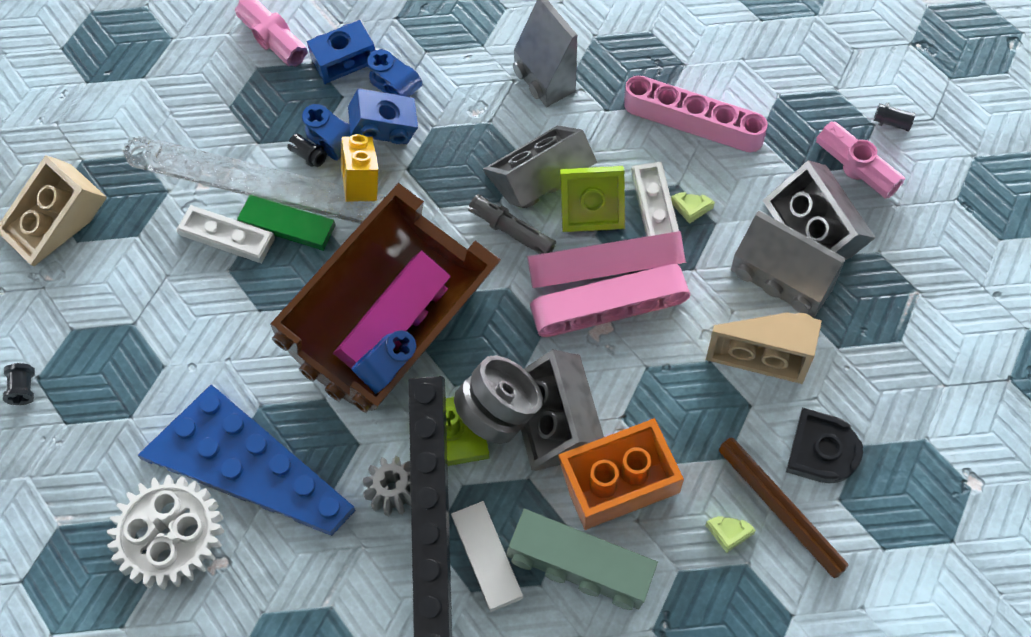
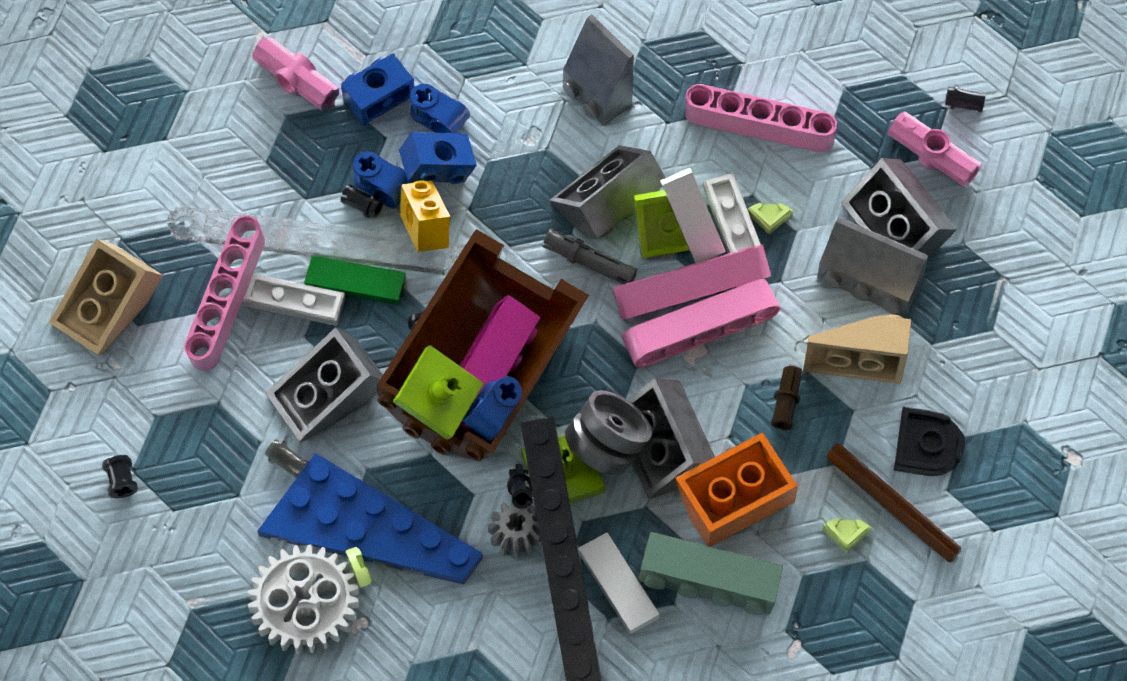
camera: 10 degrees left, 0 degrees up
(157, 234) = (225, 307): none -> bright pink beam
(176, 379) = (286, 458): none -> clear smoke pin
(226, 506) = (358, 567): none -> yellowish green tile
(233, 317) = (325, 385): none -> flat silver slope
(331, 338) = (438, 392): none -> lime tile
(400, 445) = (520, 487): none -> black axle
(615, 194) = (693, 215): none -> white tile
(685, 384) = (787, 397): none -> dark brown axle

